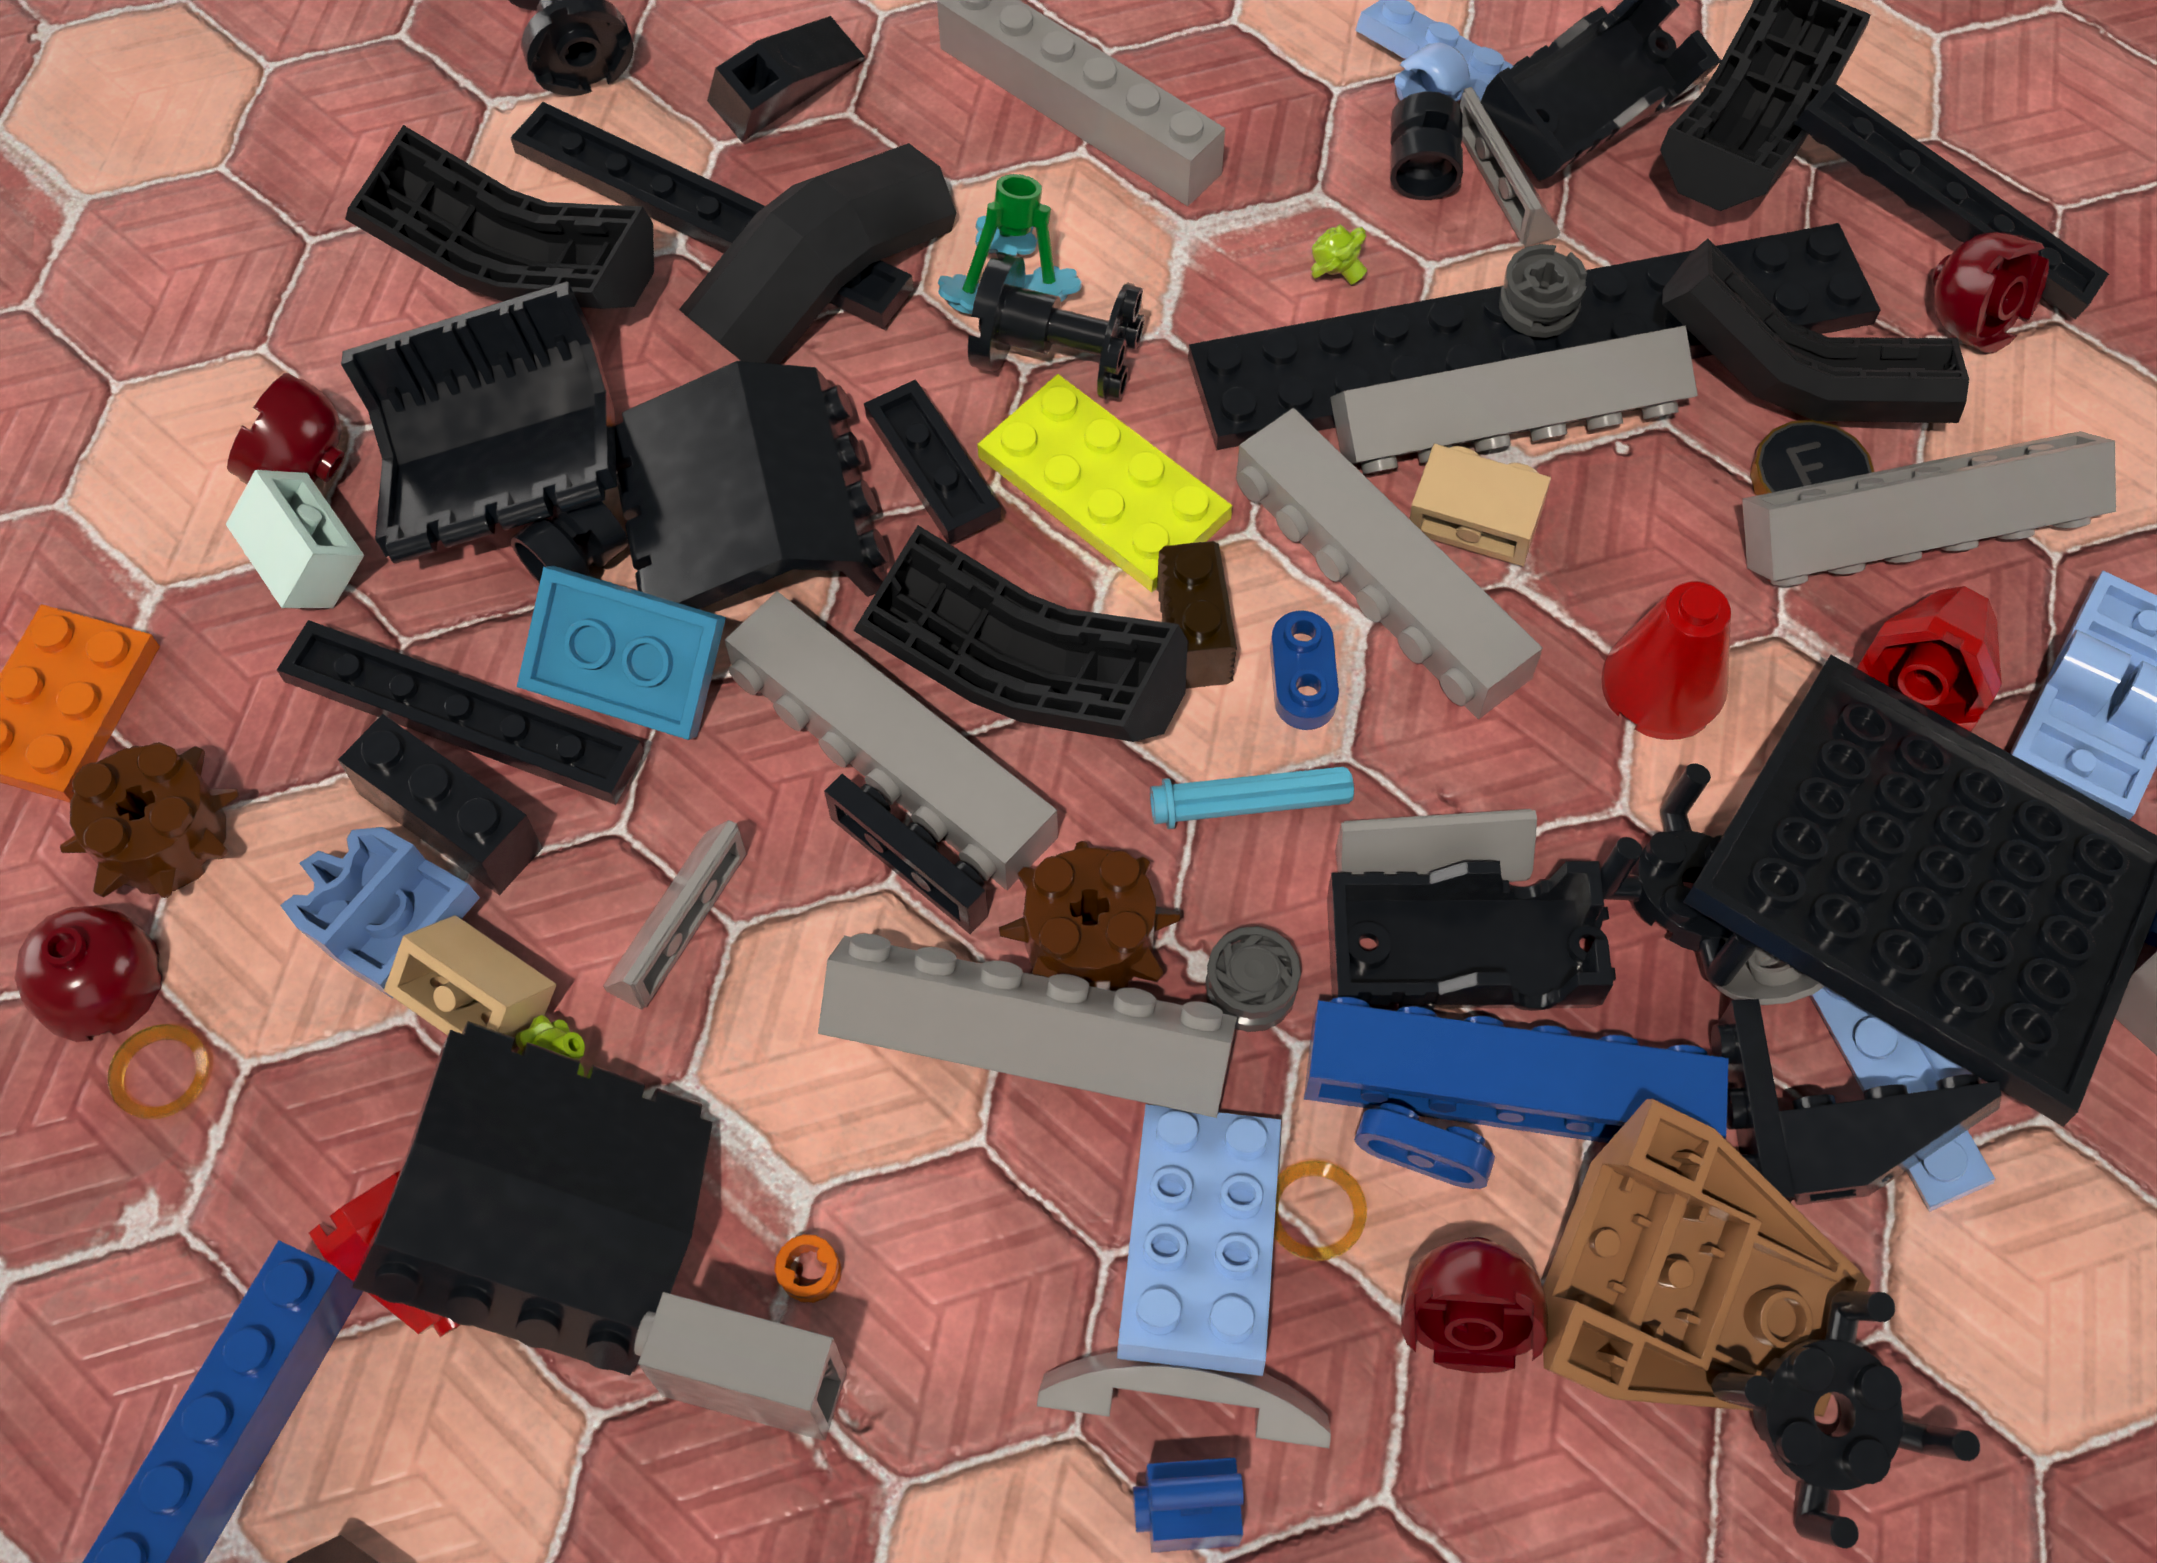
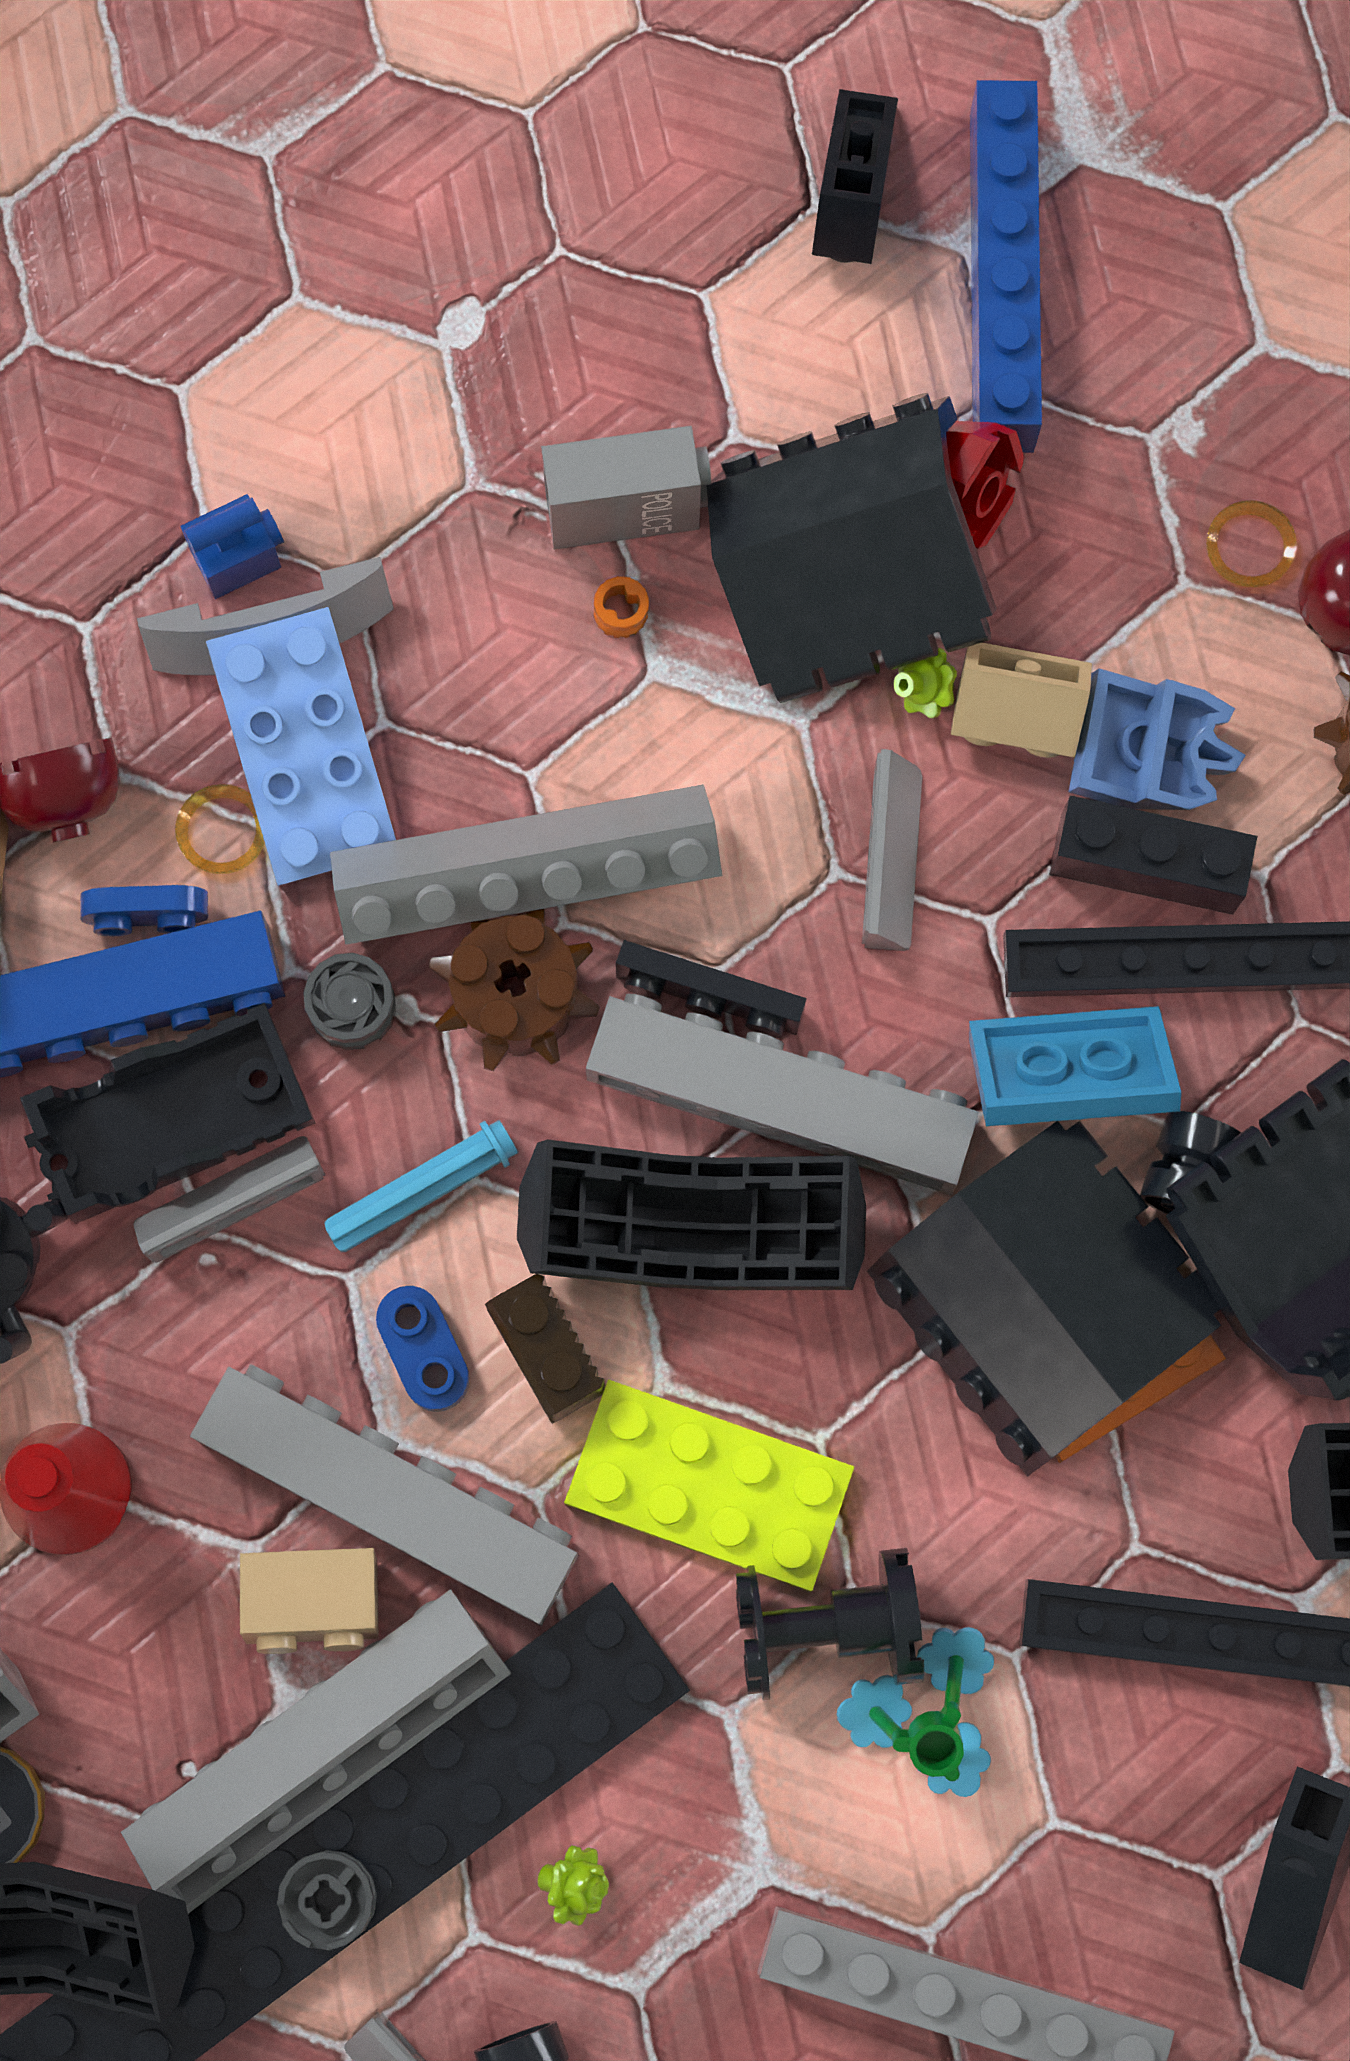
camera: 155 degrees right, 15 degrees up
(812, 245) = (1137, 1634): black piece -> none
(932, 461) = (891, 1426): black plate -> none

